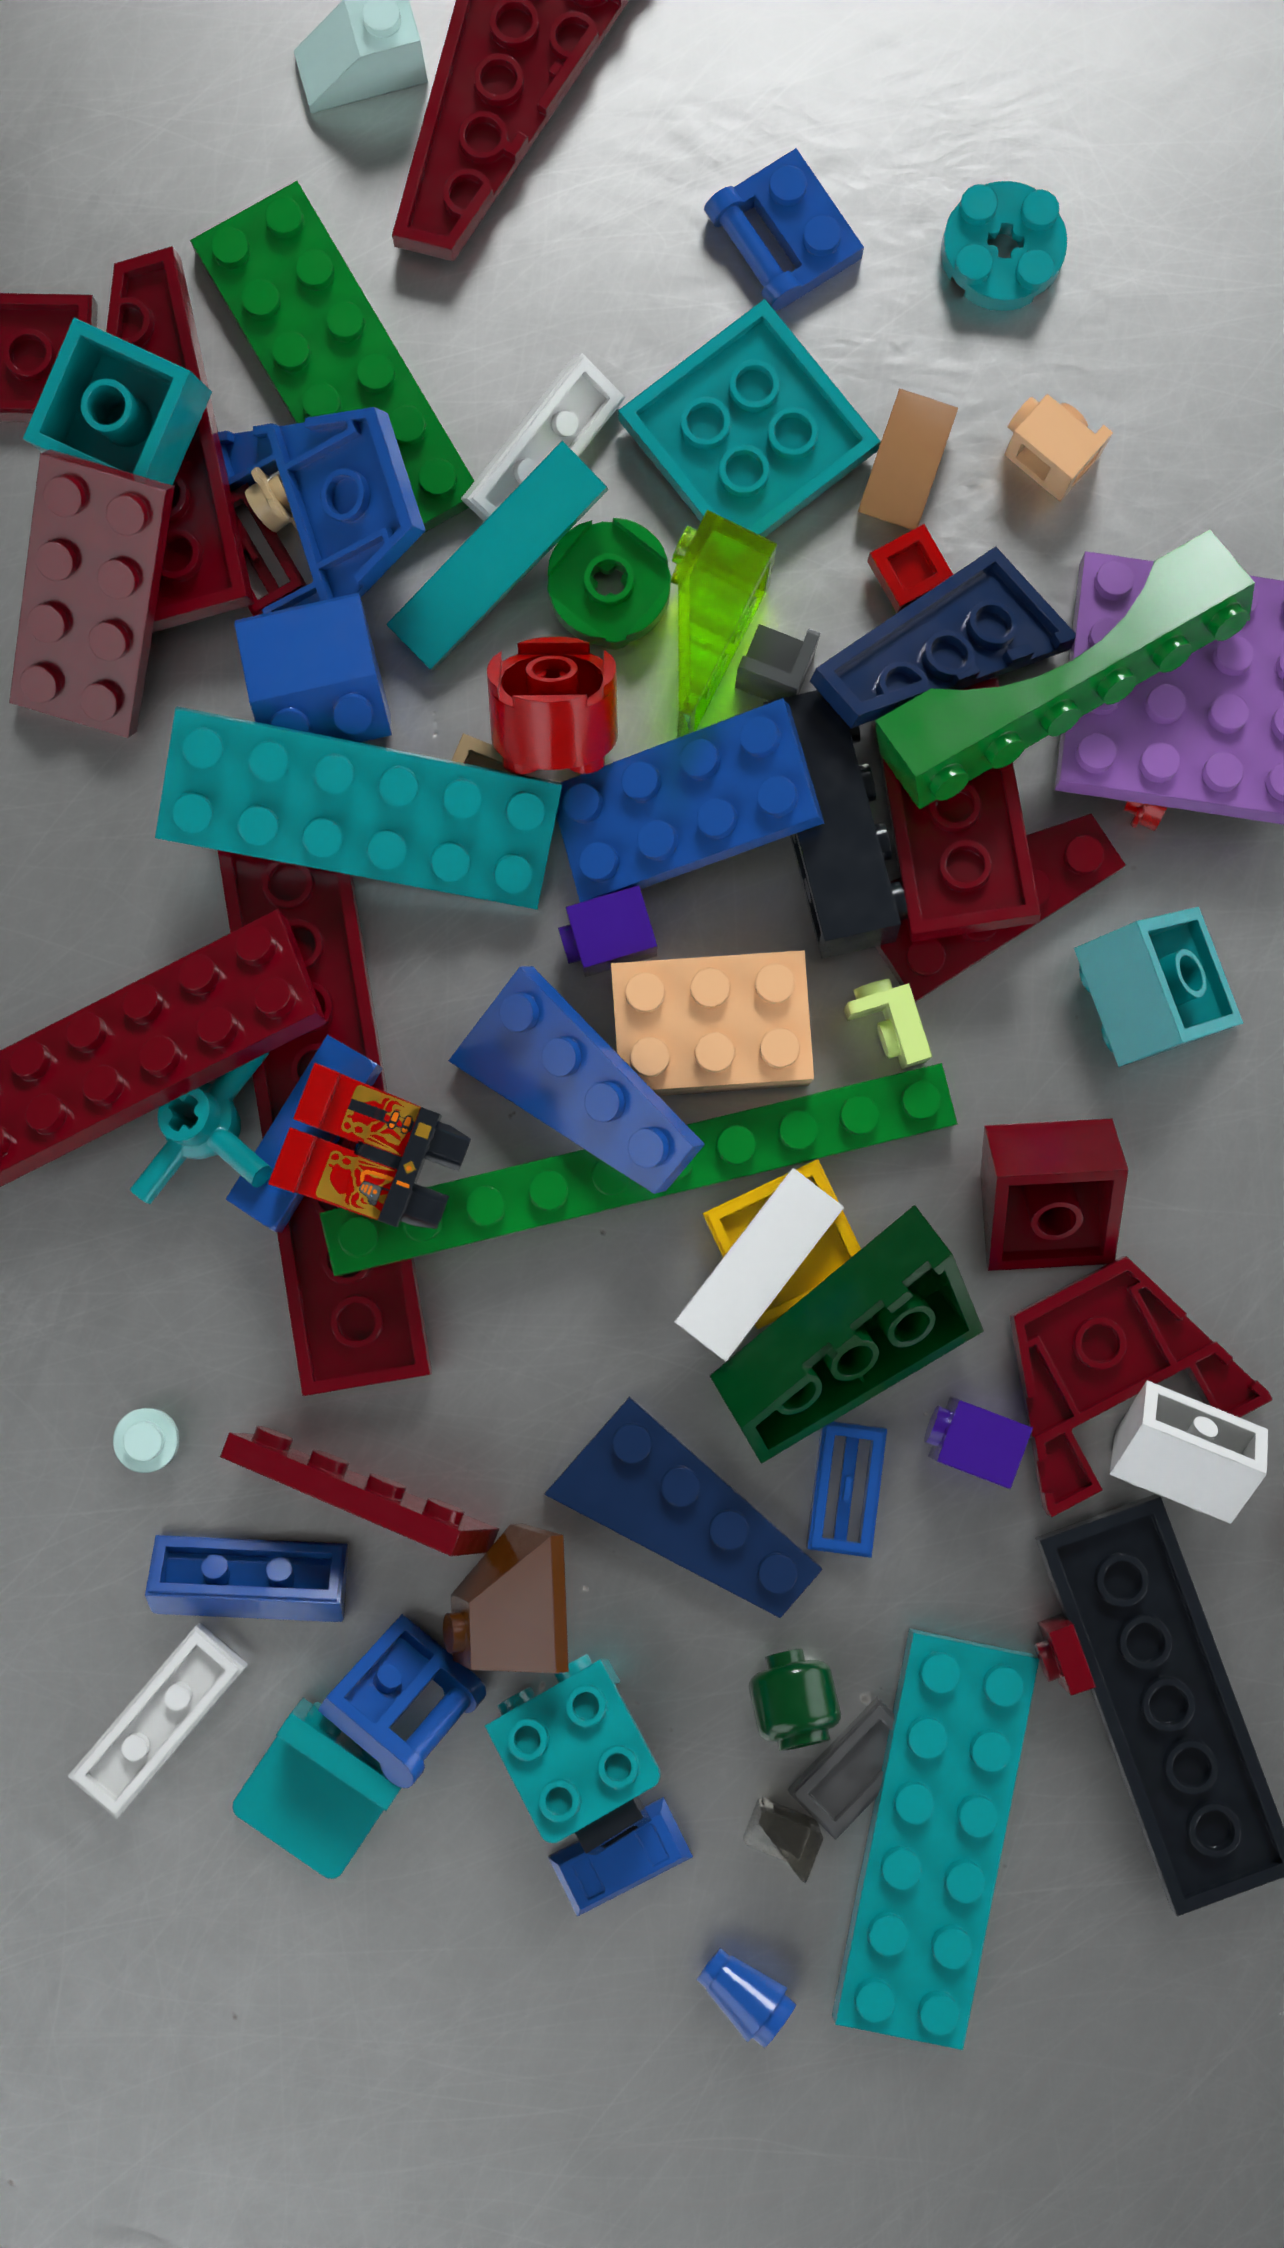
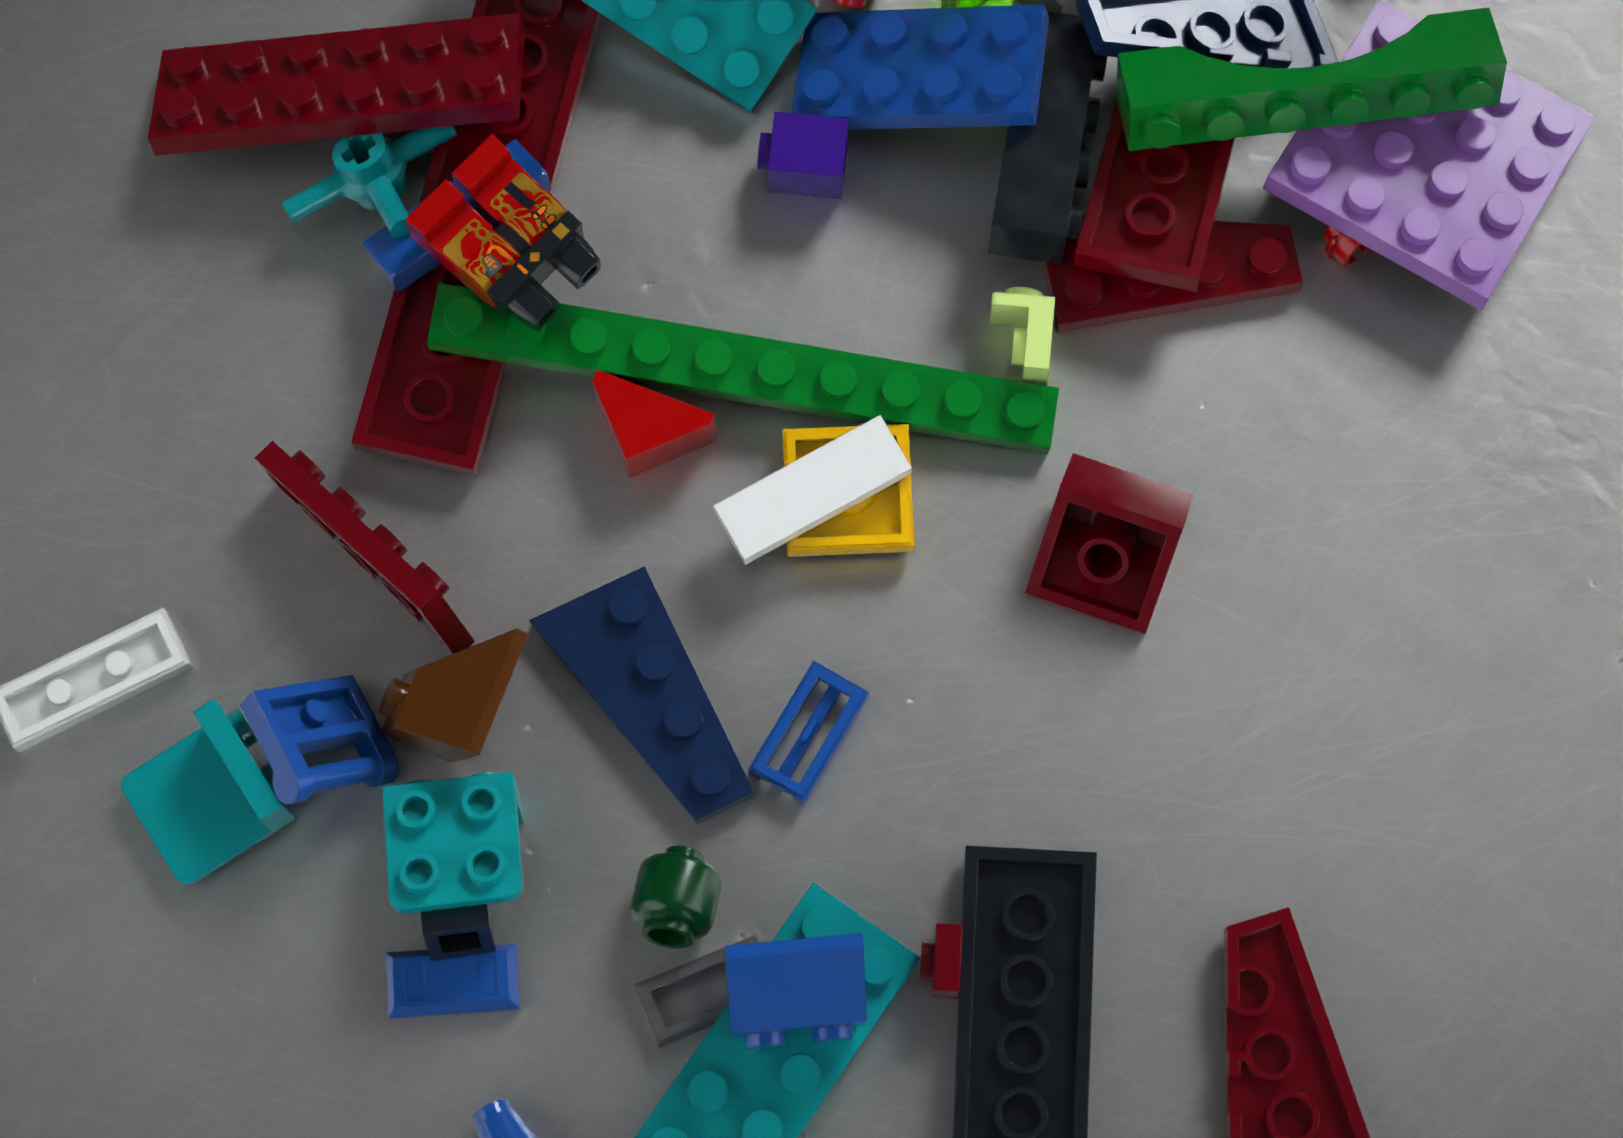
camera: 25 degrees right, 10 degrees down
(146, 1440) = (194, 428): light aqua plate -> none
(248, 1578) = (228, 590): blue slope -> none
(571, 1079) = (713, 258): blue wing -> none
(572, 1262) = (649, 424): none -> red slope
(715, 1022) = (861, 268): light nougat brick -> none
(784, 1835) = (610, 1019): clear smoke slope -> none
(850, 1337) = (868, 585): dark green wedge -> none
(951, 1755) = (796, 988): none -> blue slope
(977, 1441) = (946, 733): dark purple brick -> none
(1097, 1349) = (1099, 698): dark red wing -> none
(1157, 985) = (1288, 396): teal slope -> none
(1189, 1452) = (1138, 819): white brick -> none

